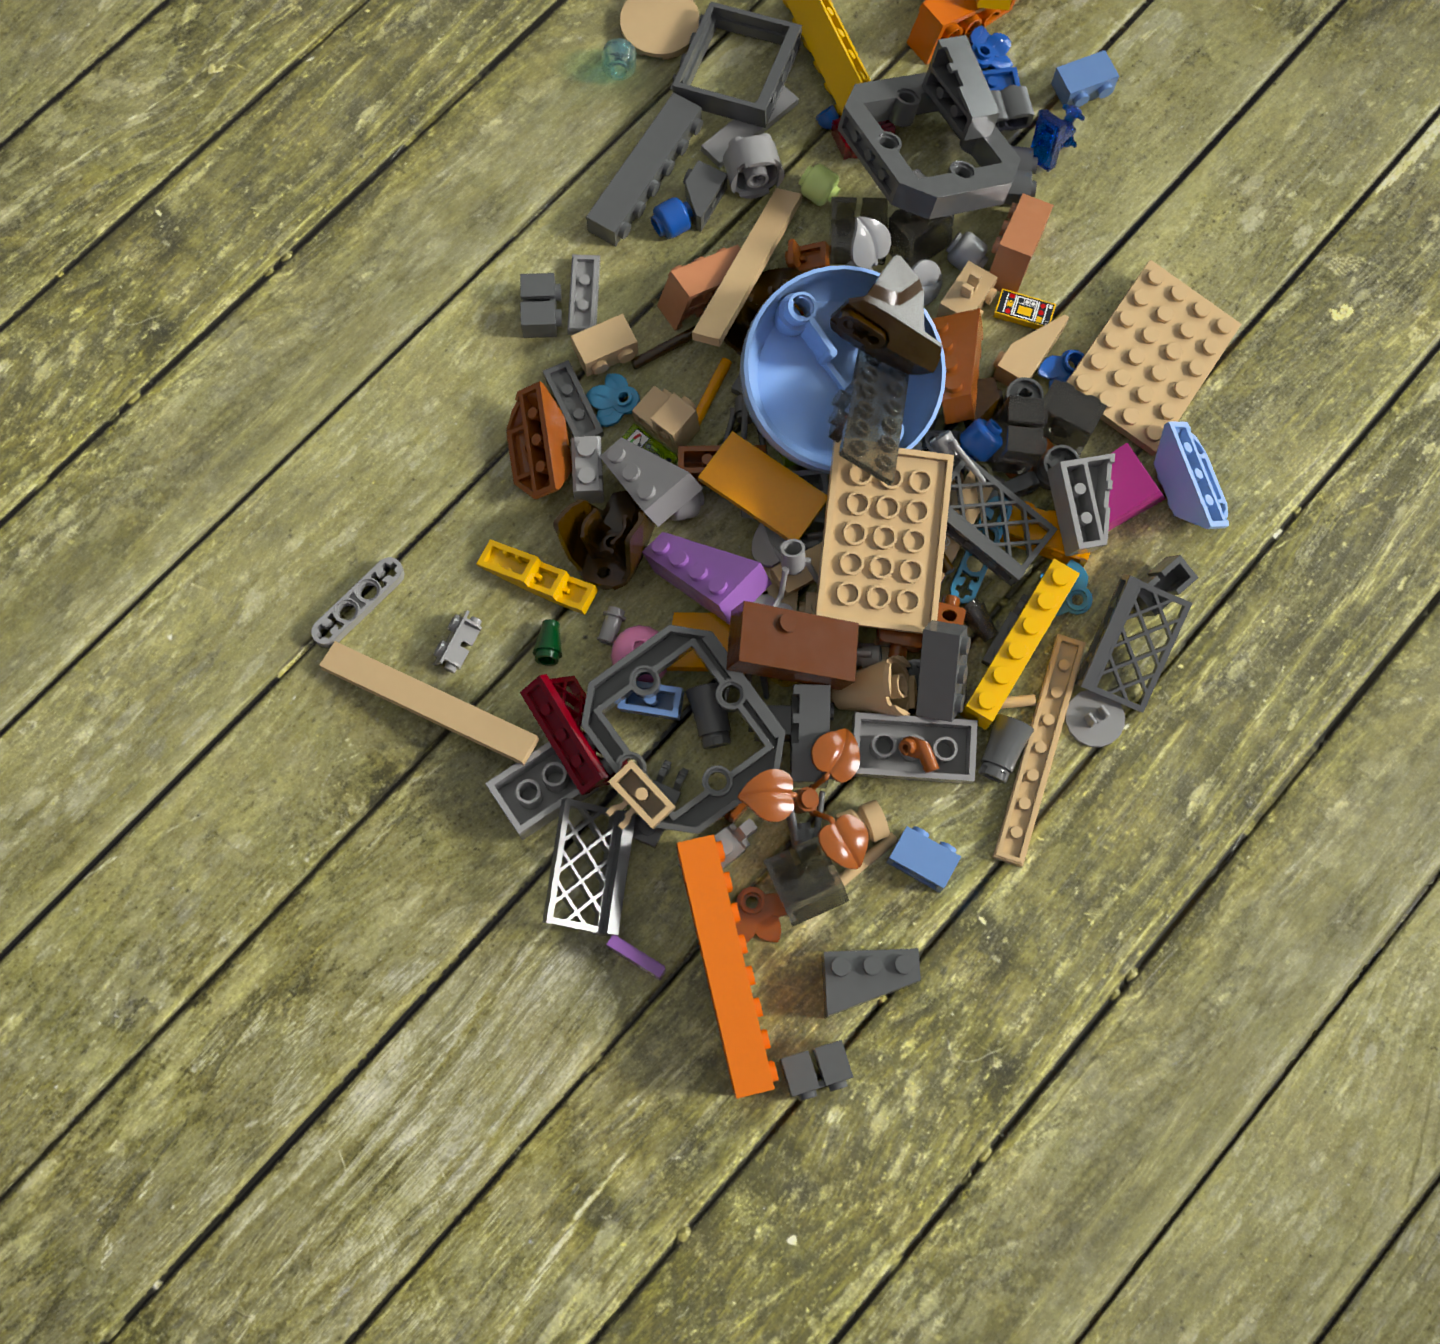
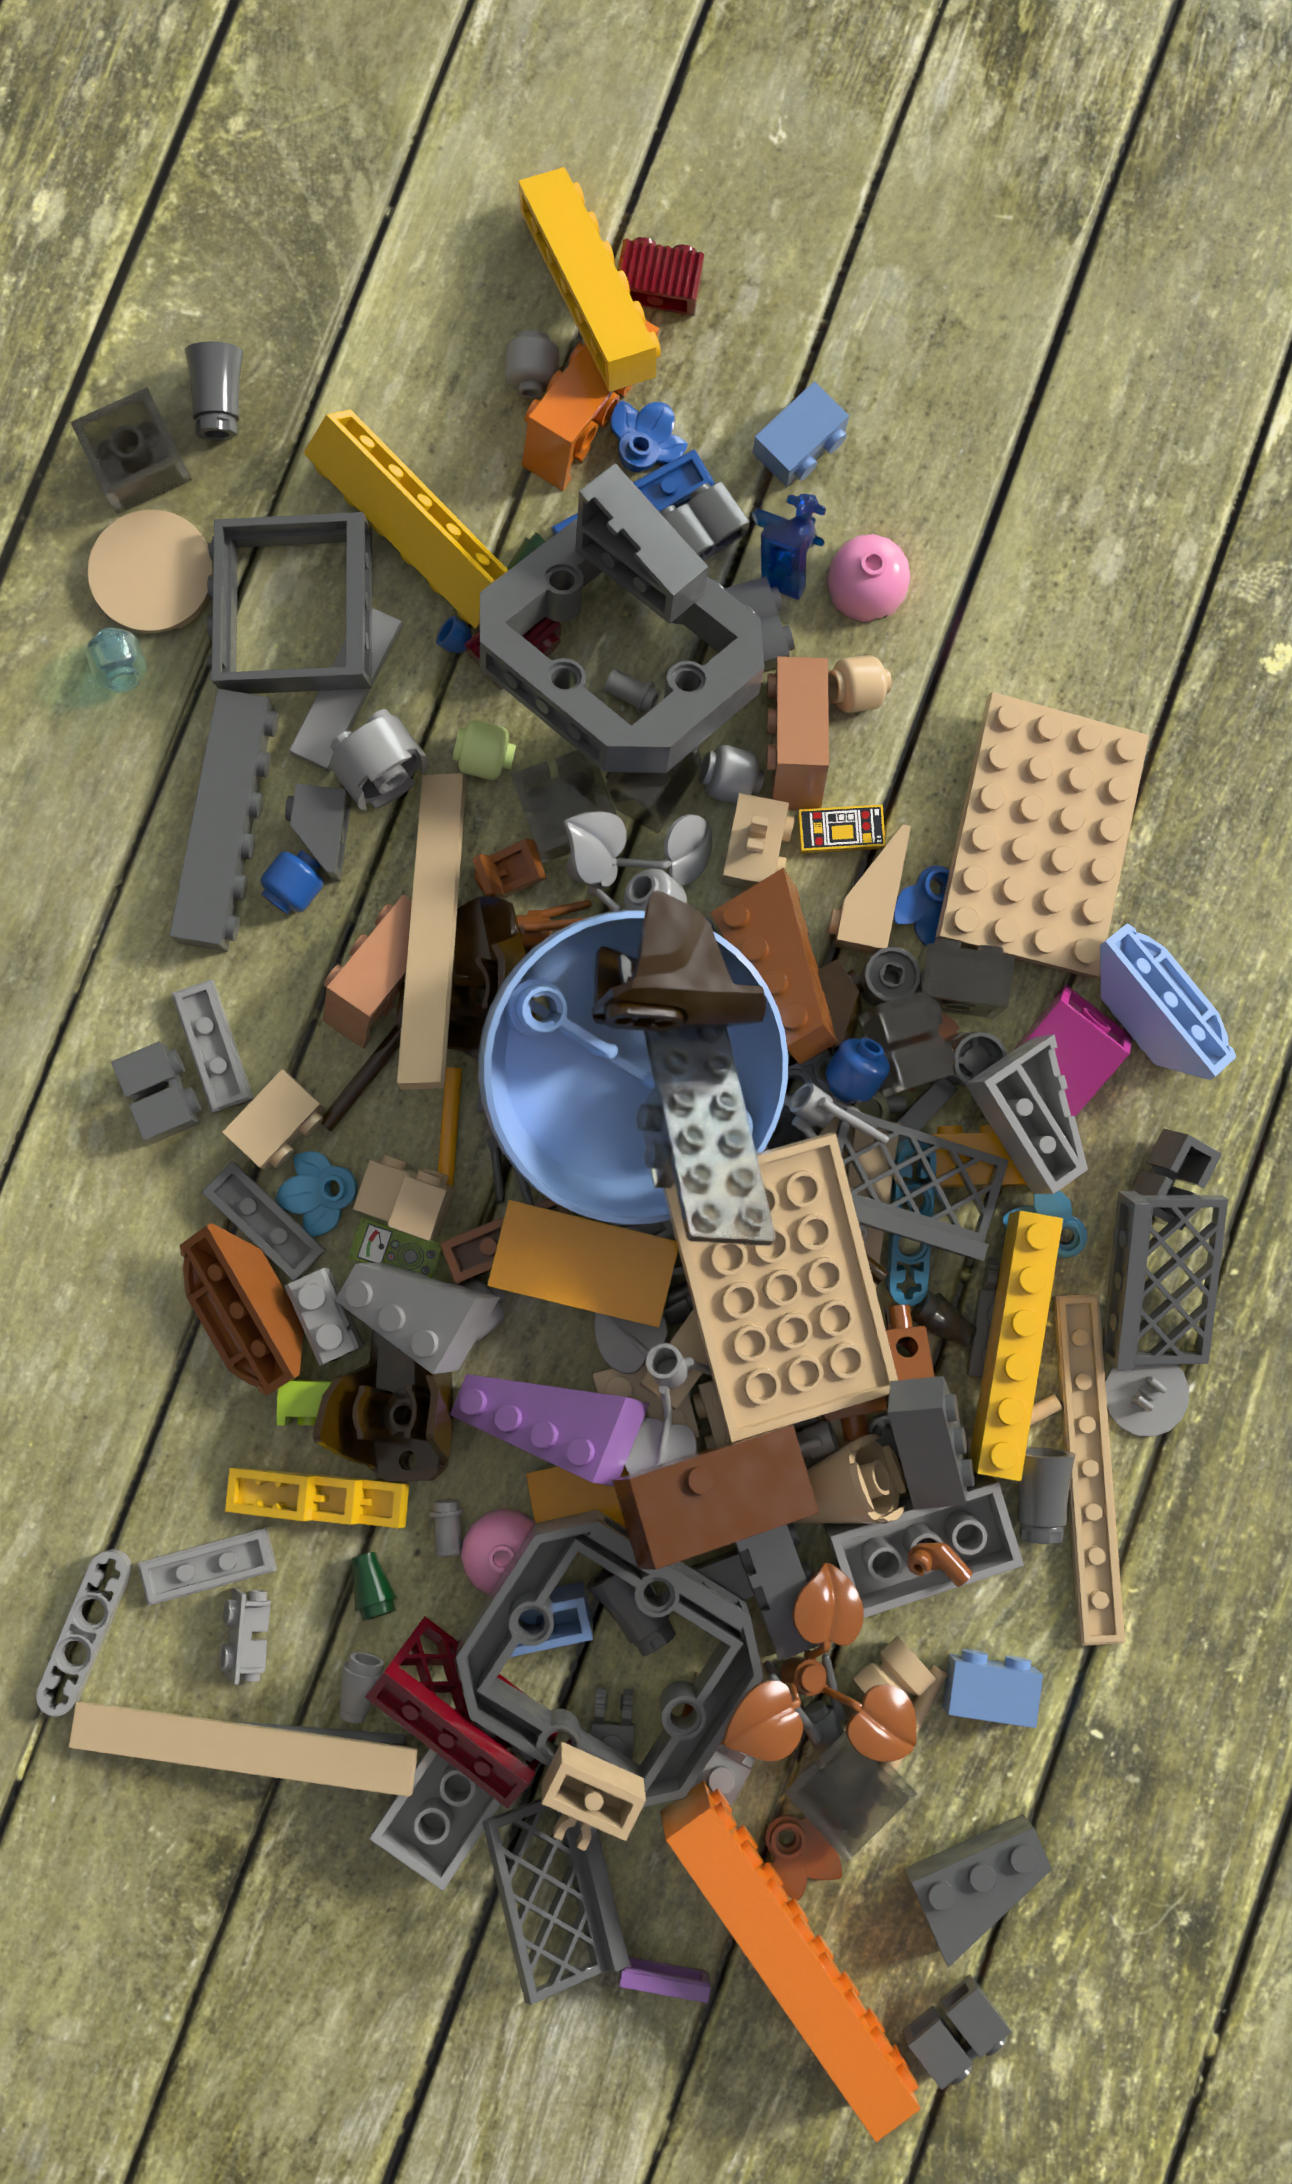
camera: 25 degrees left, 10 degrees up
(451, 593) = (207, 1566): none -> light grey tile
(512, 702) = (358, 1678): none -> light grey cone
(546, 512) = (300, 1400): none -> lime brick
(1067, 229) = (858, 684): none -> tan head
(1096, 173) = (868, 578): none -> bright pink cylinder

